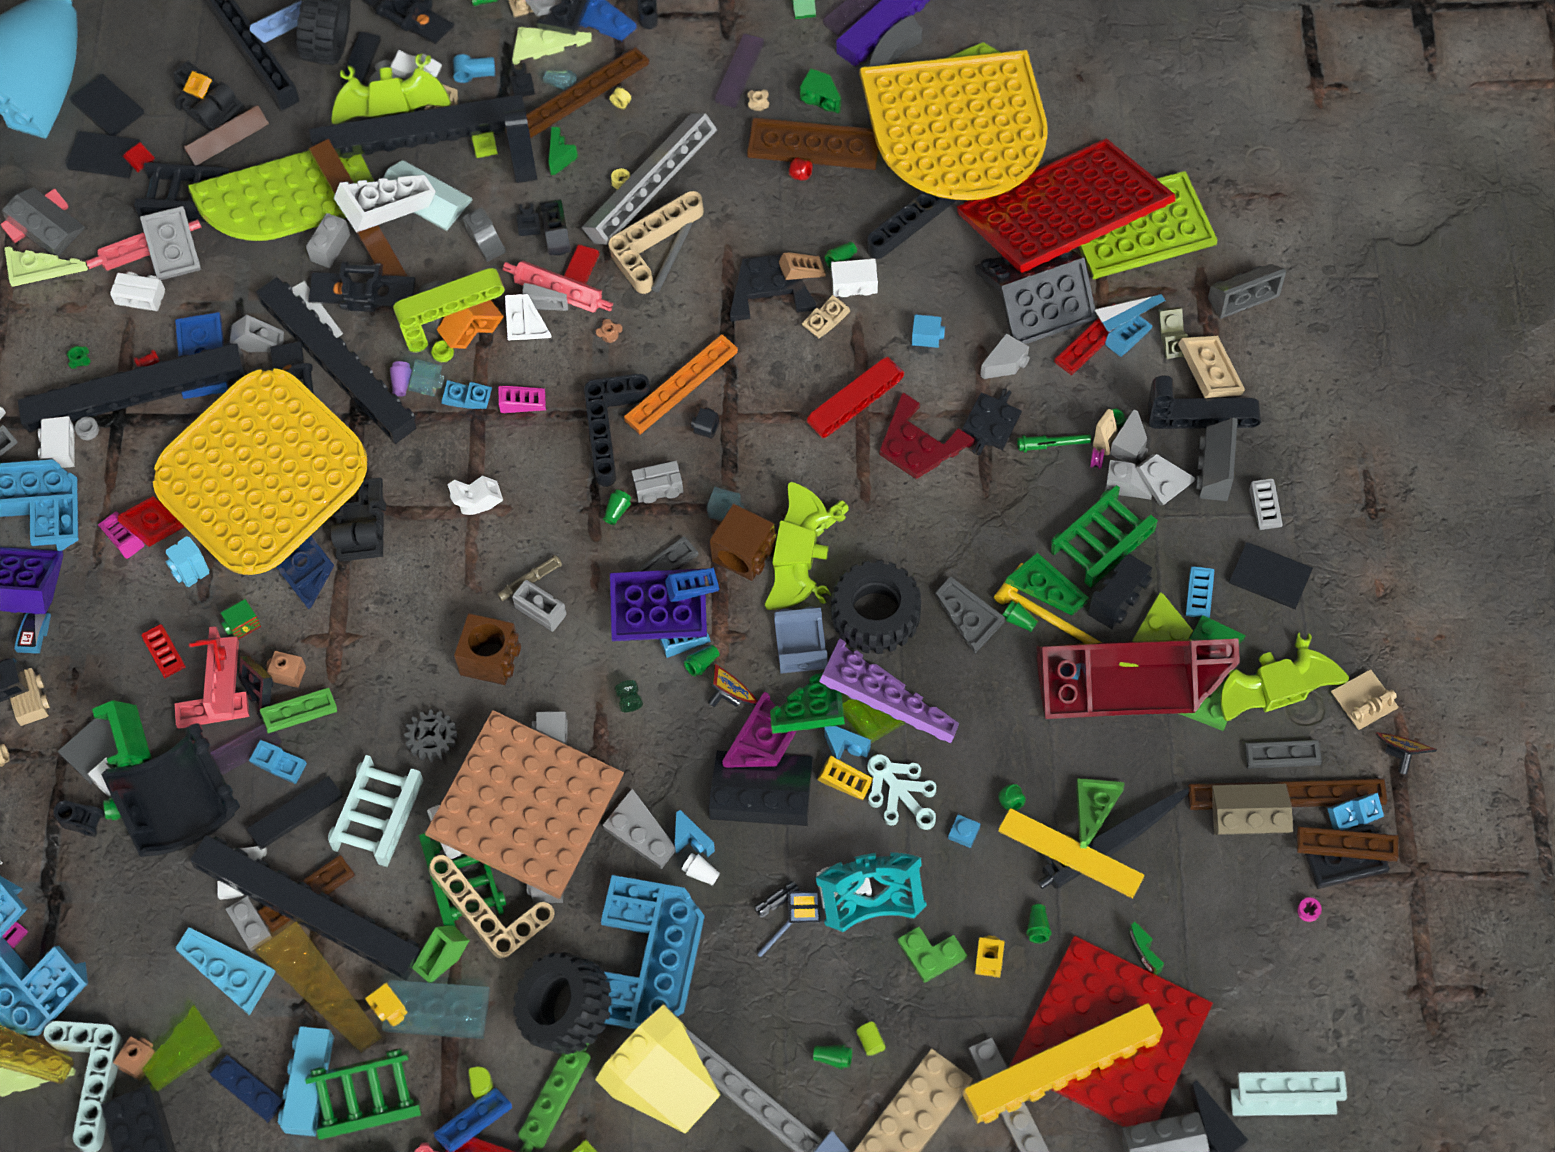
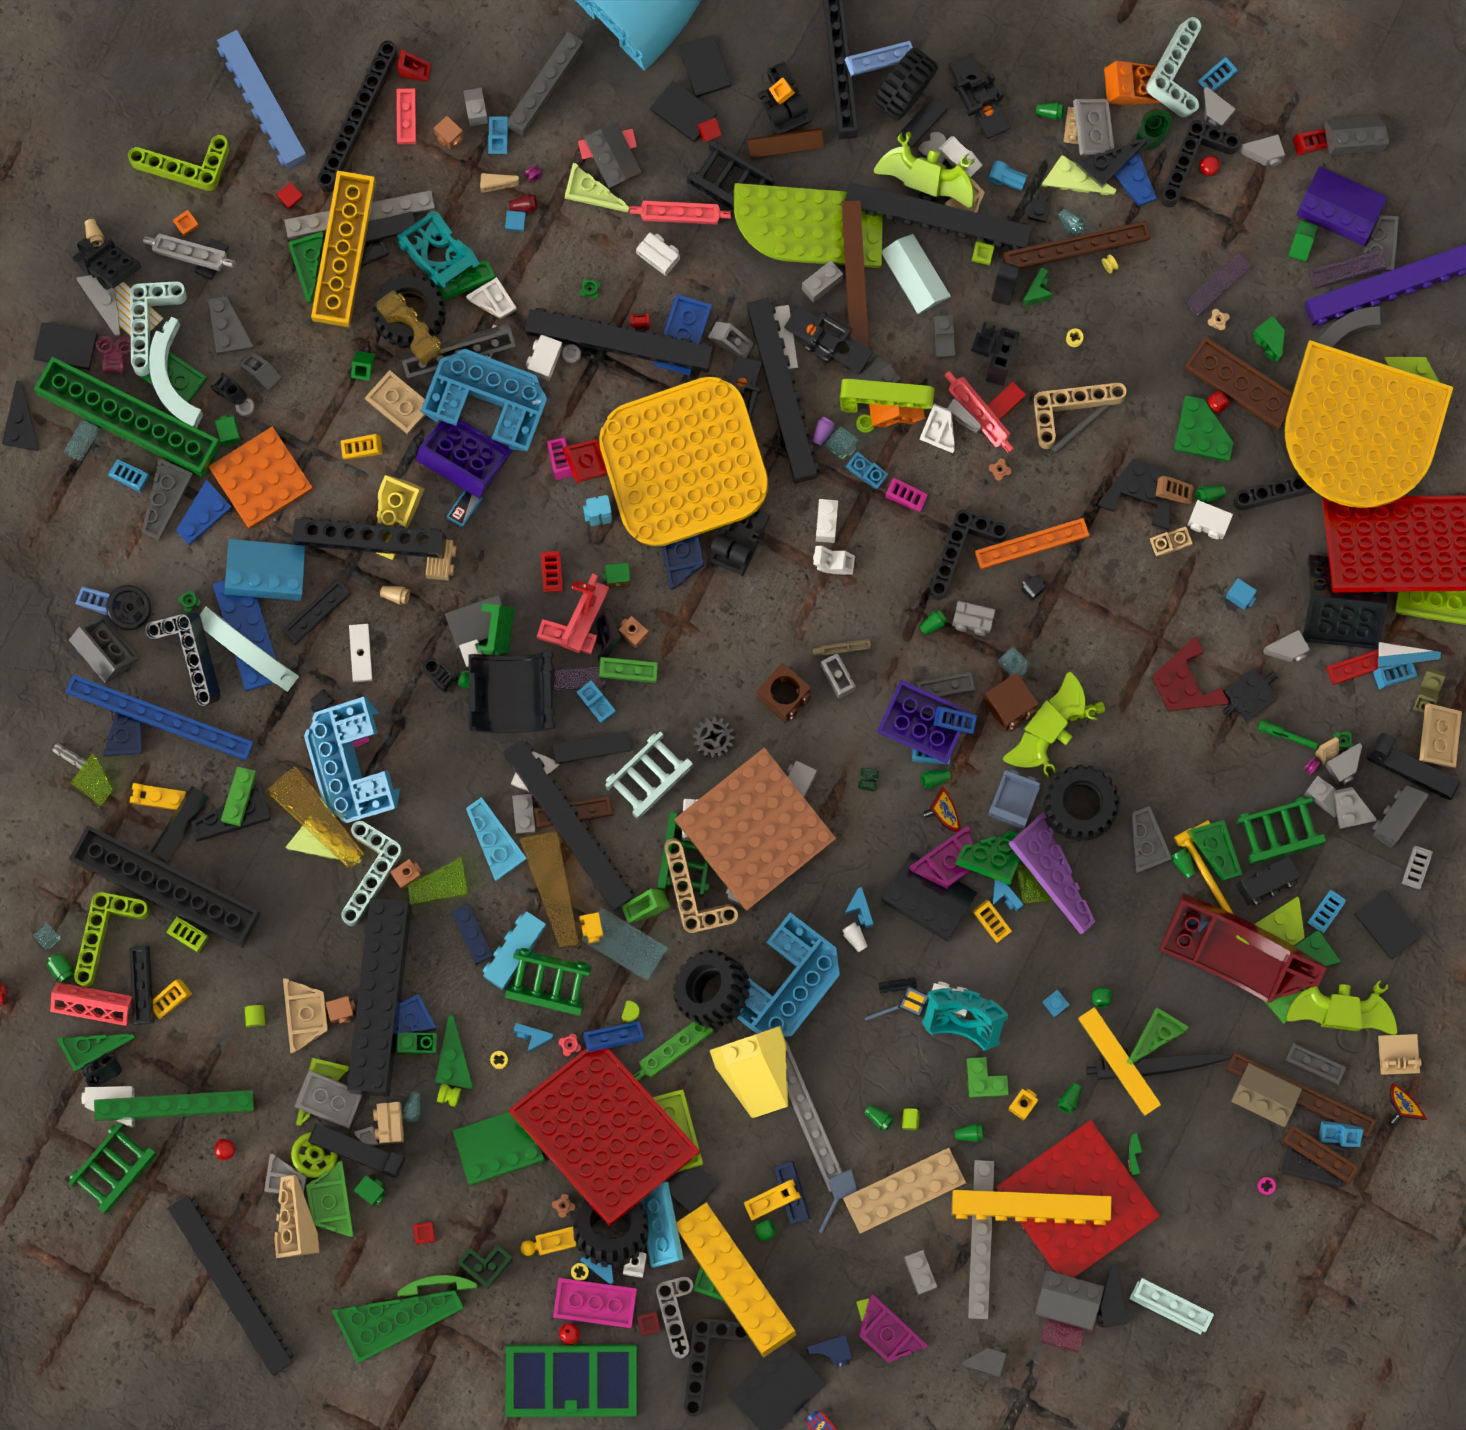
camera: 25 degrees right, 15 degrees up
(170, 243) = (700, 225): light grey plate -> none
(383, 200) = (874, 275): white wedge -> none
(448, 459) = (826, 521): none -> white brick
(639, 830) = (827, 885): light grey wing -> none
(649, 178) = (1096, 351): light grey brick -> none
(799, 206) = (1201, 432): none -> green plate
(855, 397) = (1157, 622): red beam -> none
(900, 788) = (1026, 949): light aqua plant -> none
(947, 1019) = (970, 1133): none -> green cone

